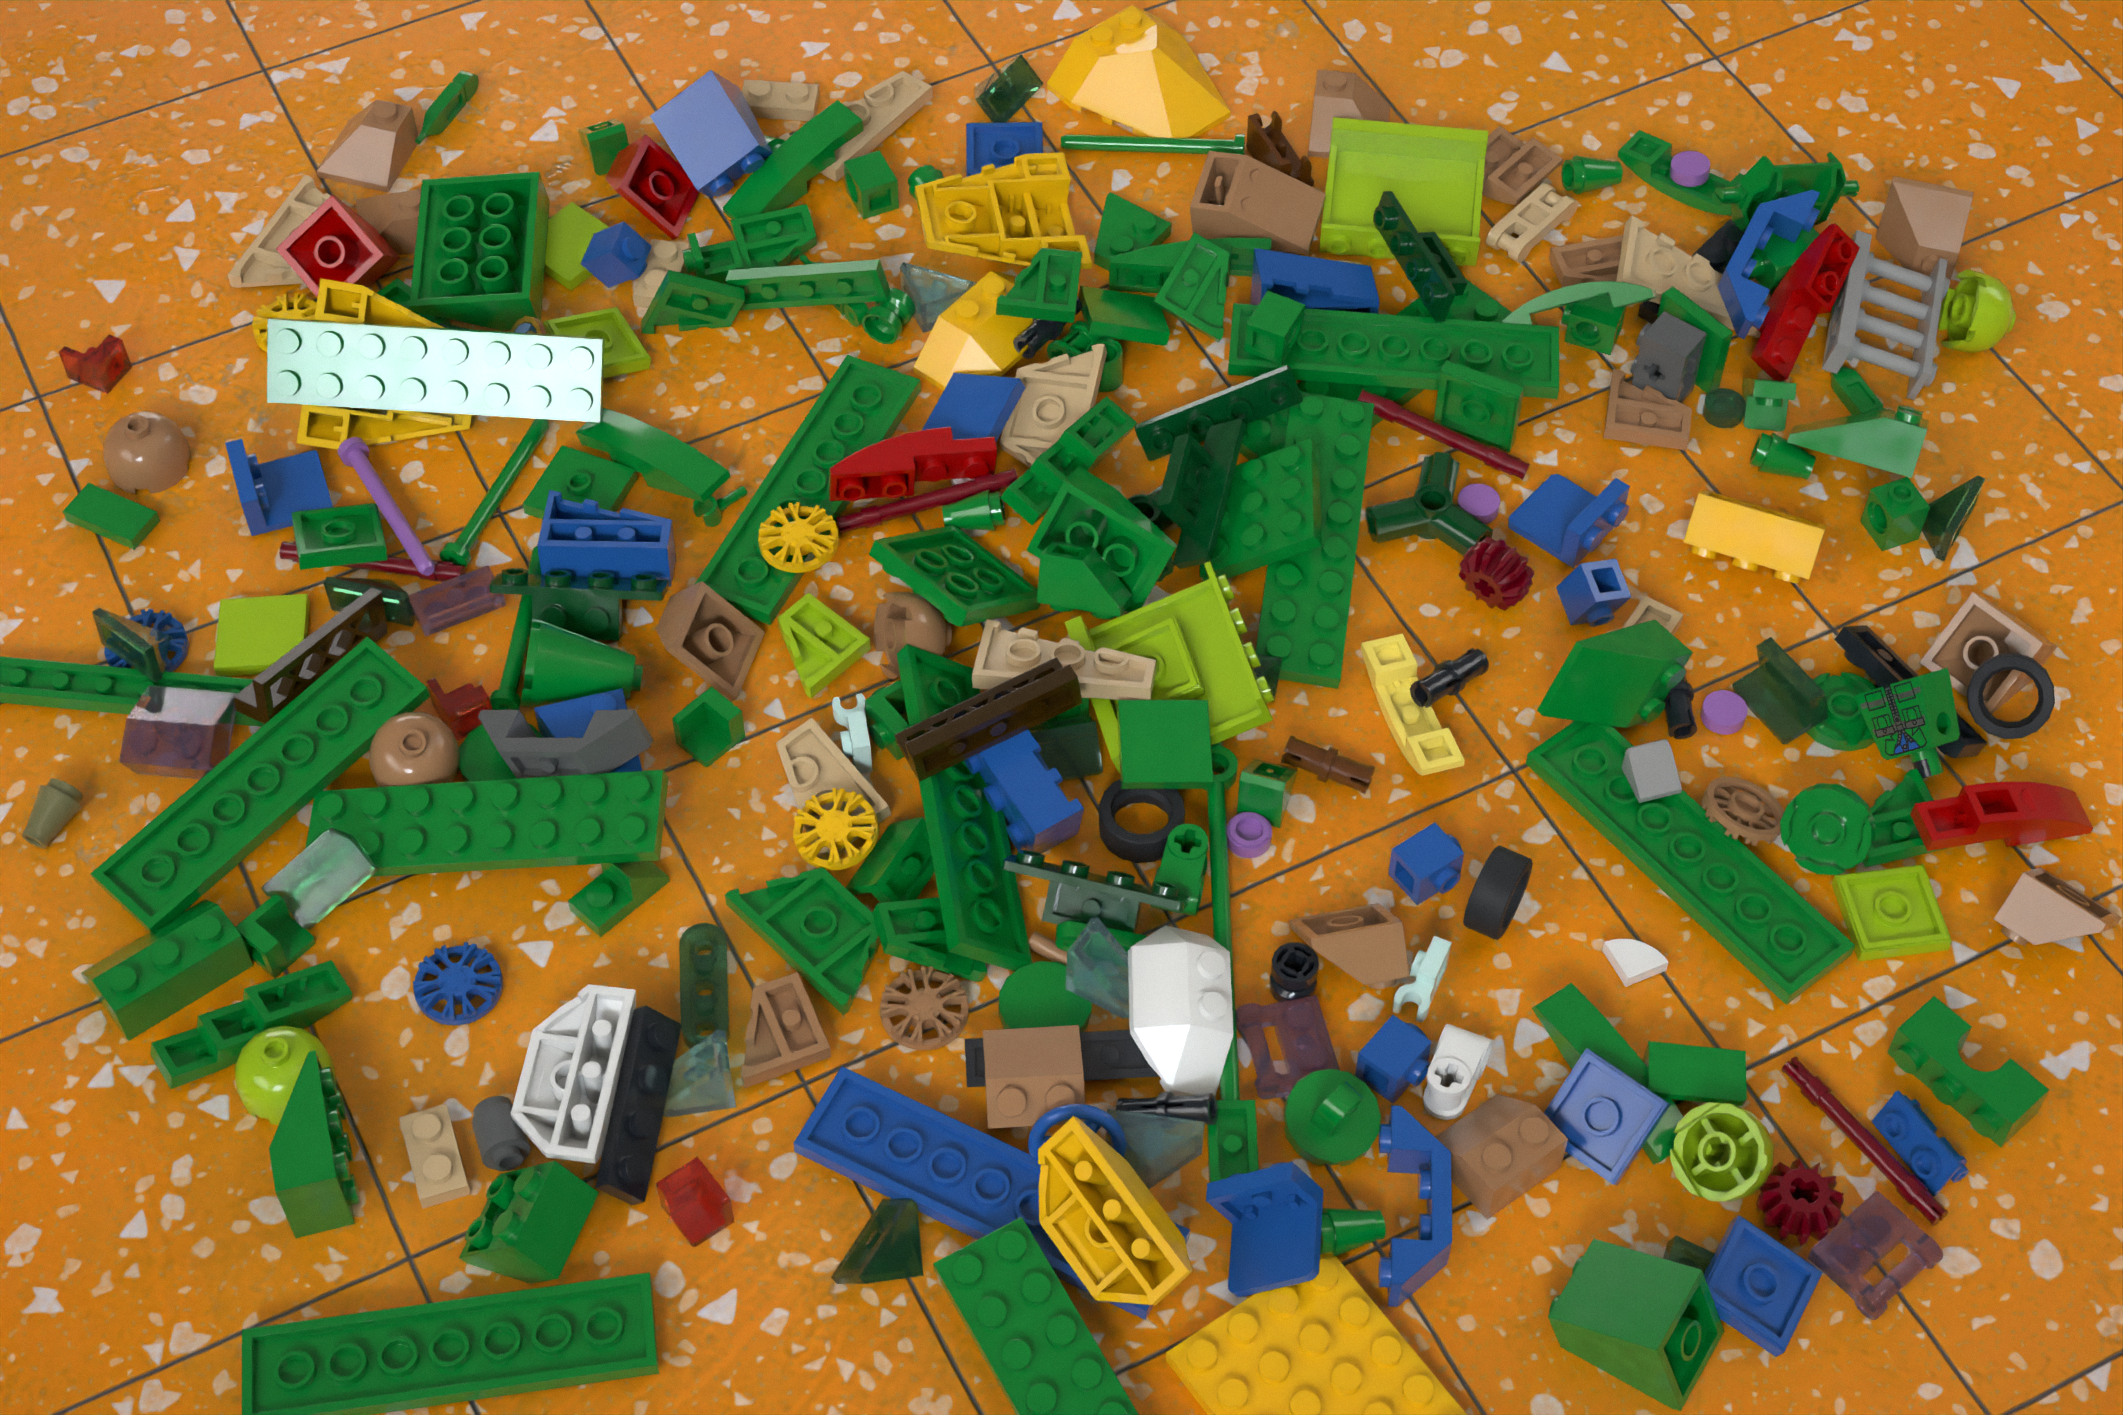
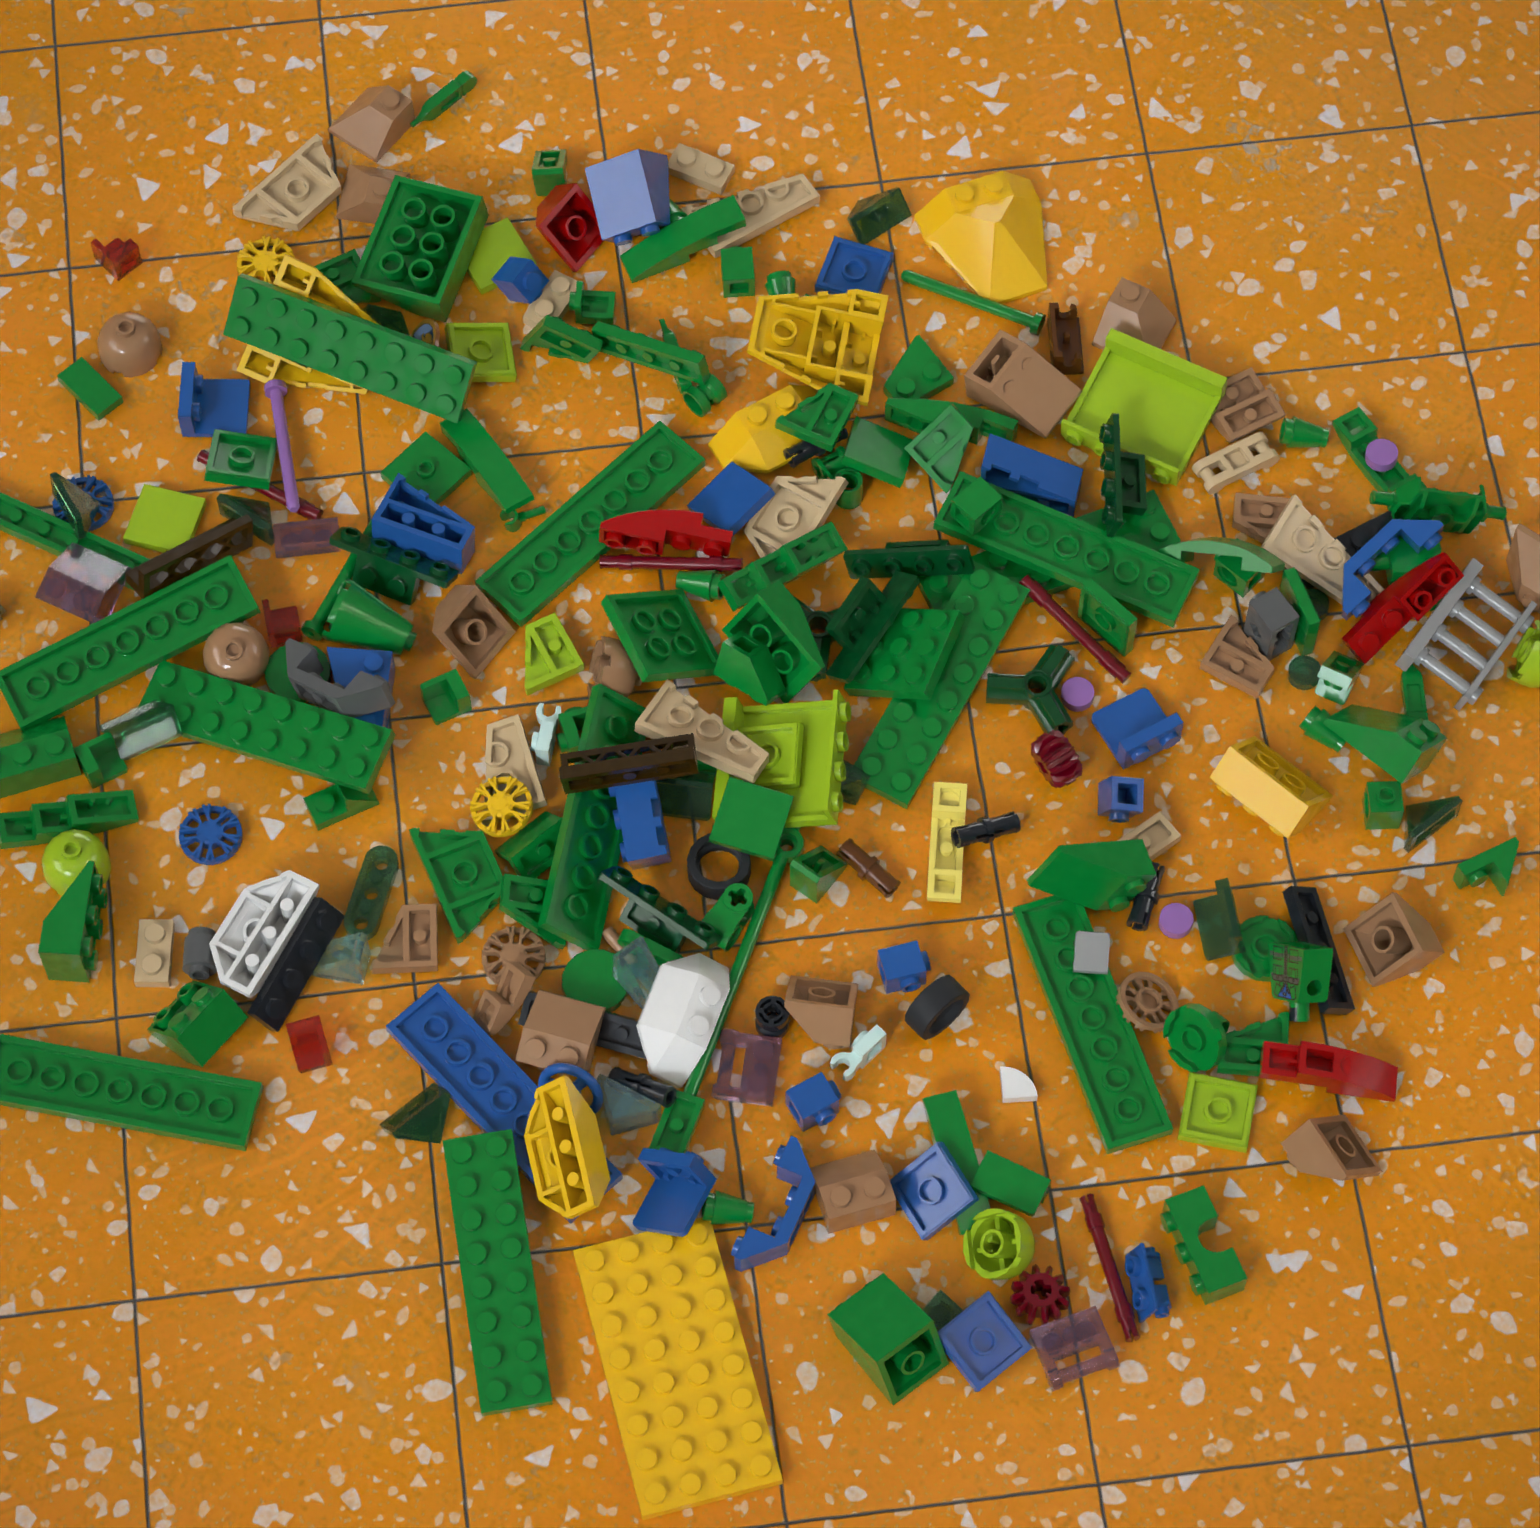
camera: 20 degrees right, 10 degrees up
(337, 247) = (315, 216): red slope -> none
(459, 550) = (321, 497): green bar -> none
(774, 236) = (644, 299): green wing -> none
(798, 538) = (563, 566): yellow wheel -> none
(931, 292) = (744, 386): clear light blue slope -> none
(943, 1049) = (500, 1005): none -> medium nougat slope
(1249, 834) = (790, 902): medium lavender tile -> none
(1331, 1117) = (752, 1128): green tile -> none
(1454, 1071) = (855, 1120): white piece -> none
(2020, 728) = (1362, 990): black tyre -> none
(2055, 540) = (1493, 863): none -> green slope

